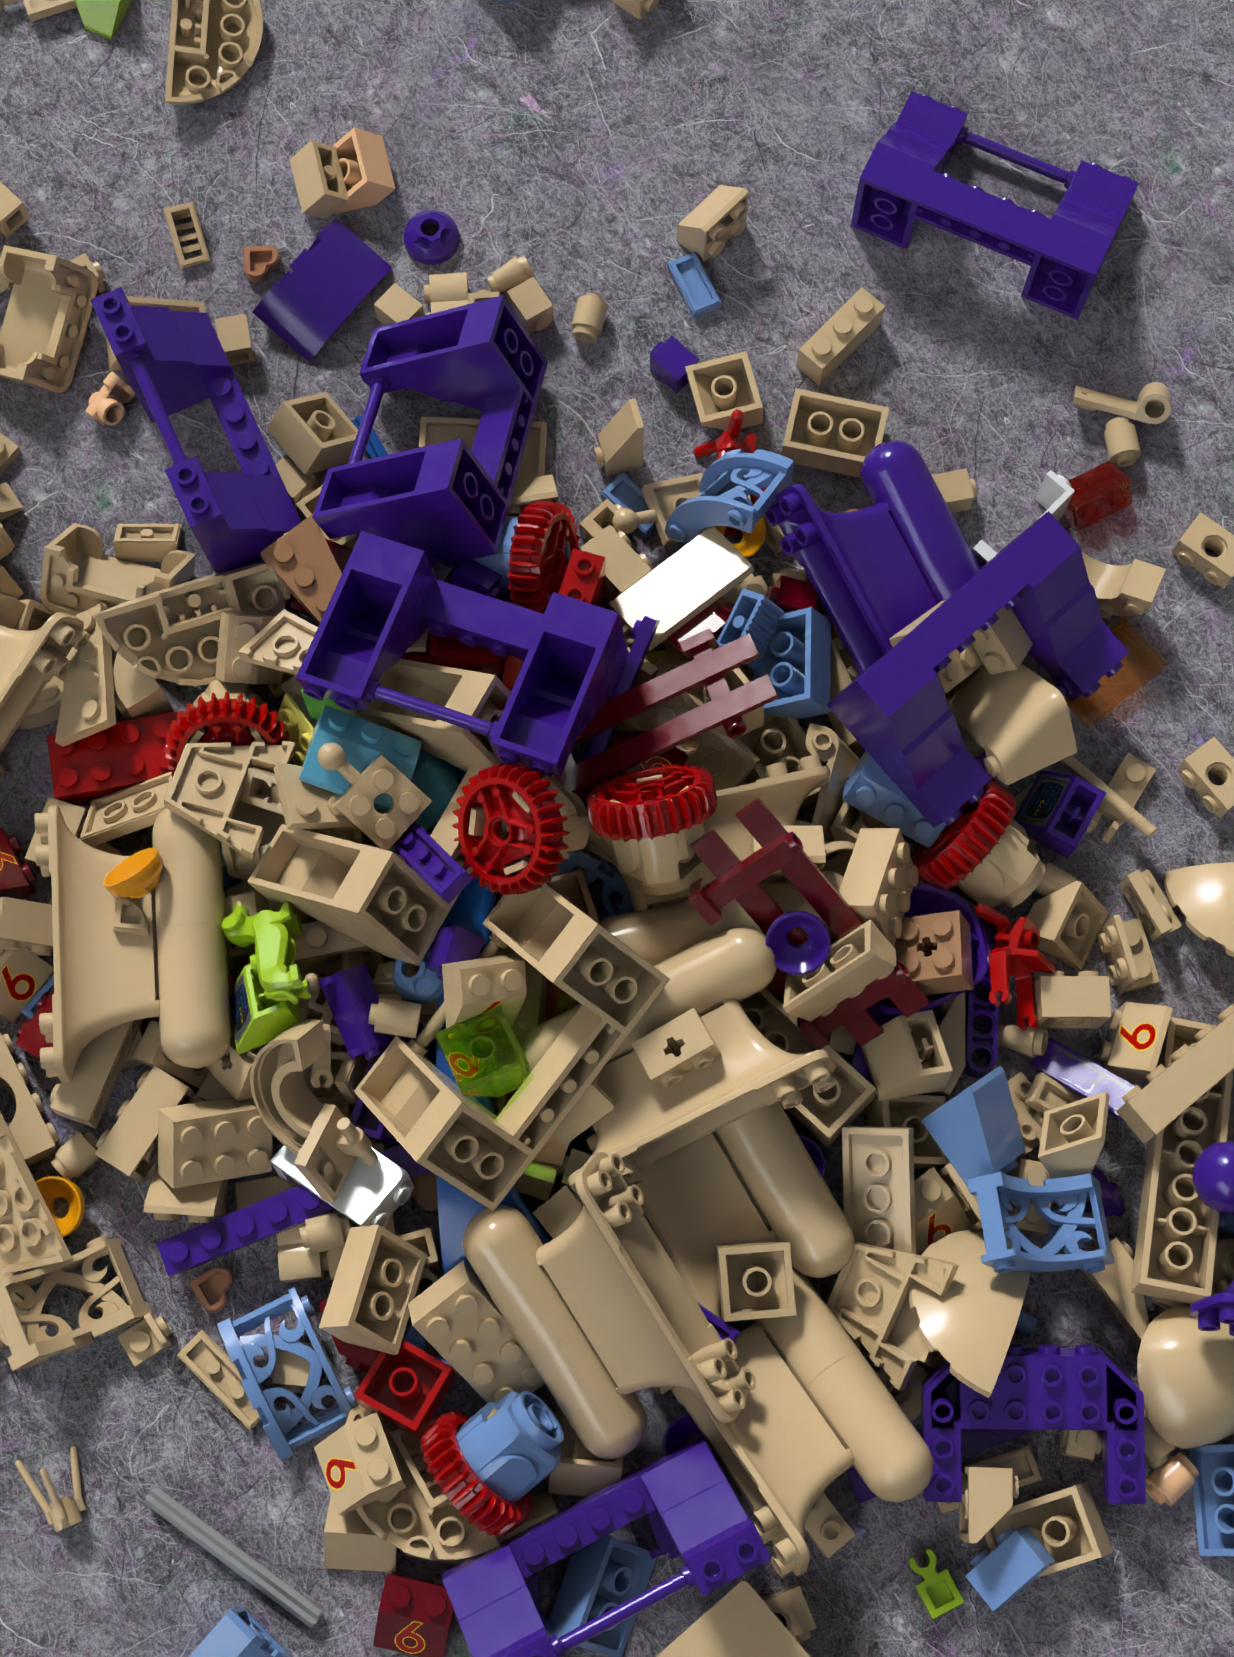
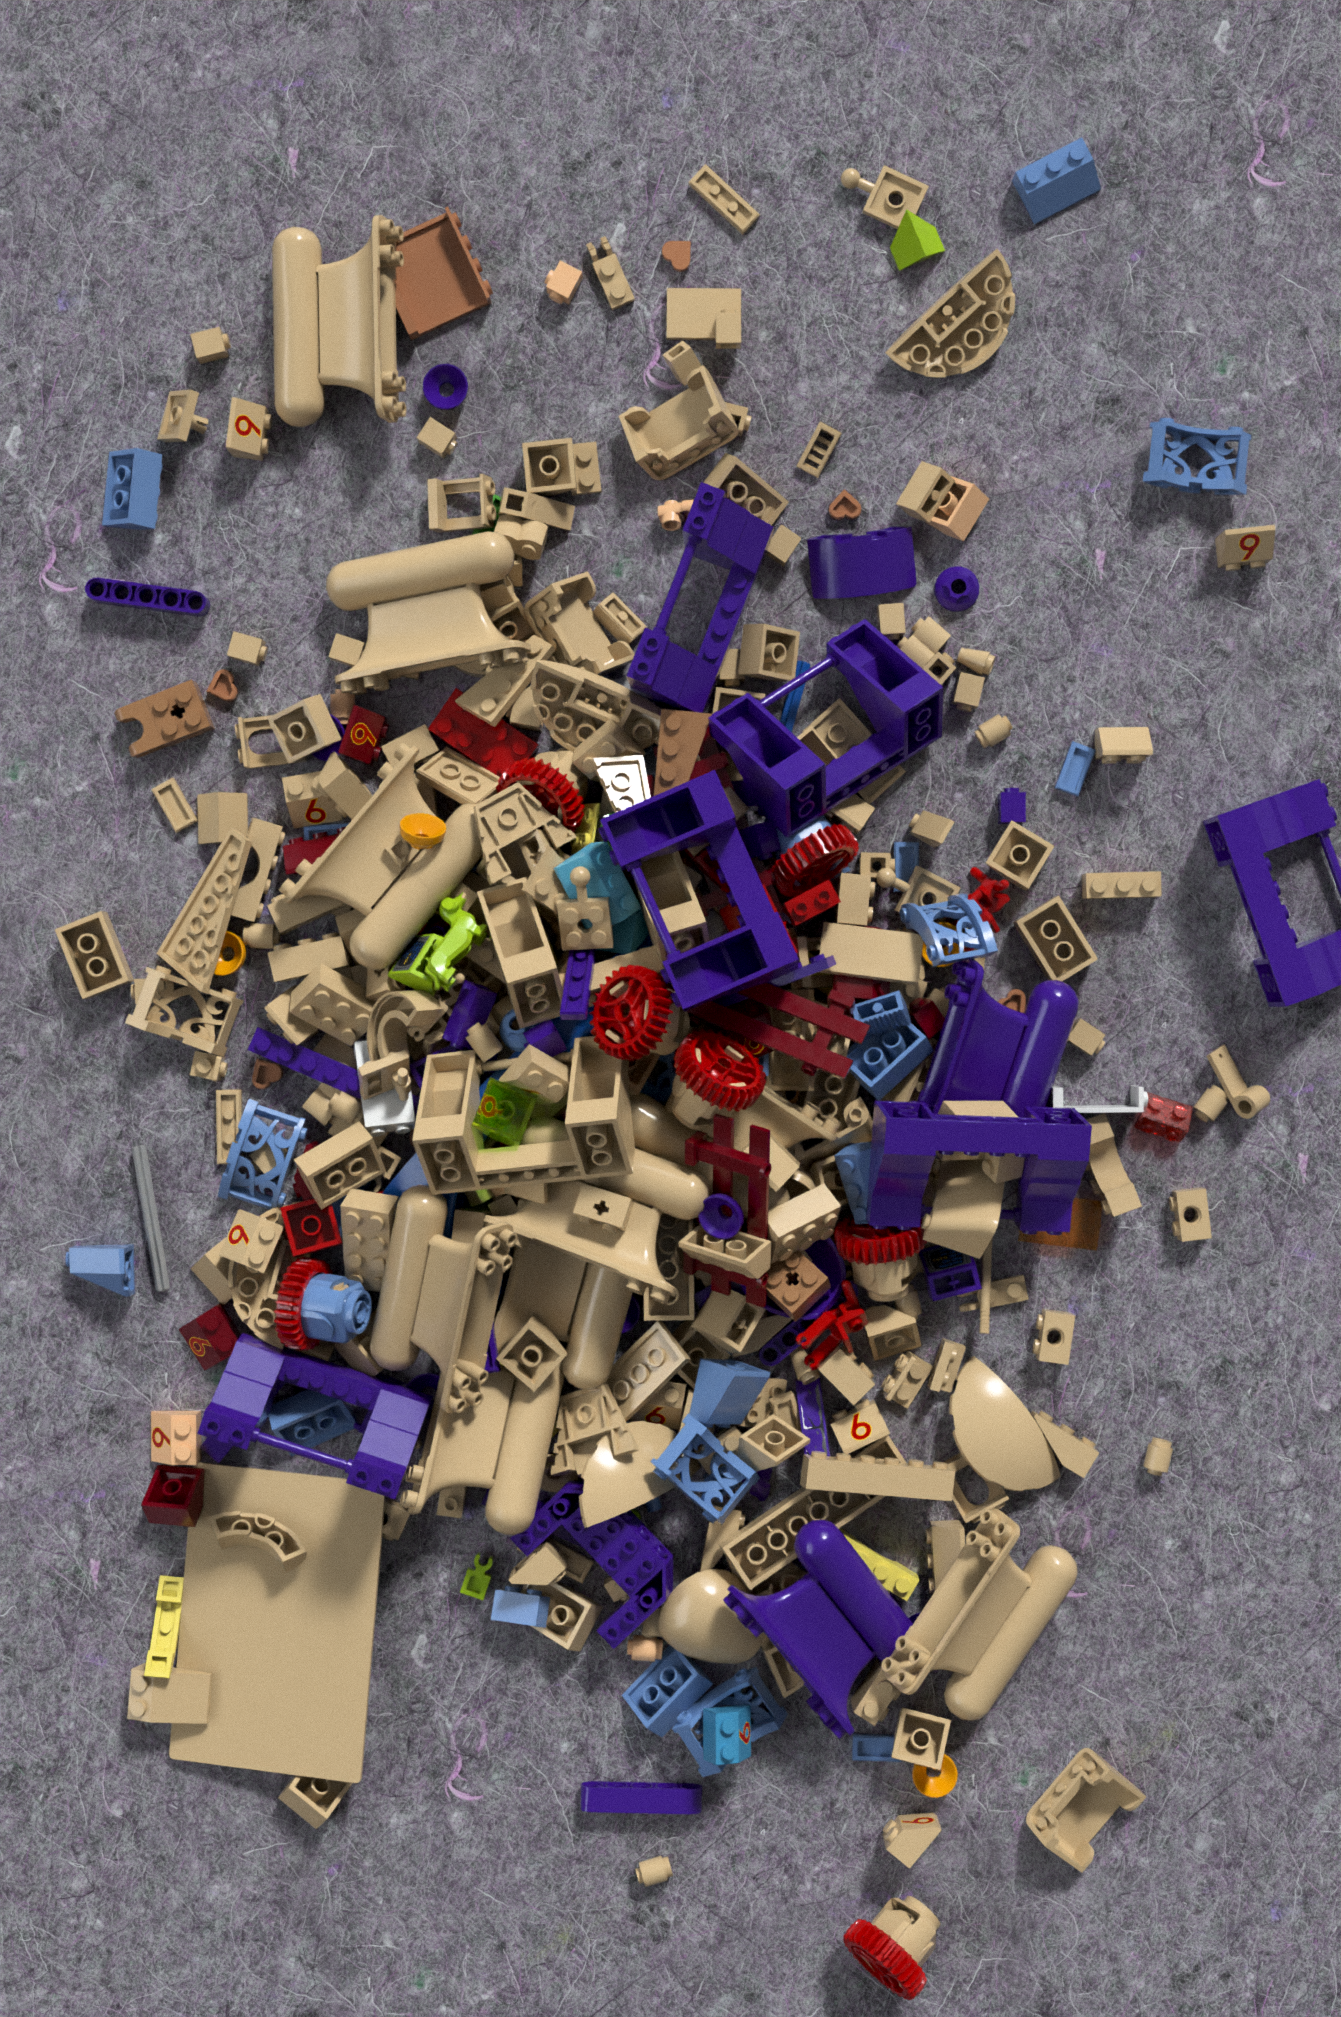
camera: 50 degrees right, 15 degrees up
(61, 1511) = (87, 1111): tan plant -> none

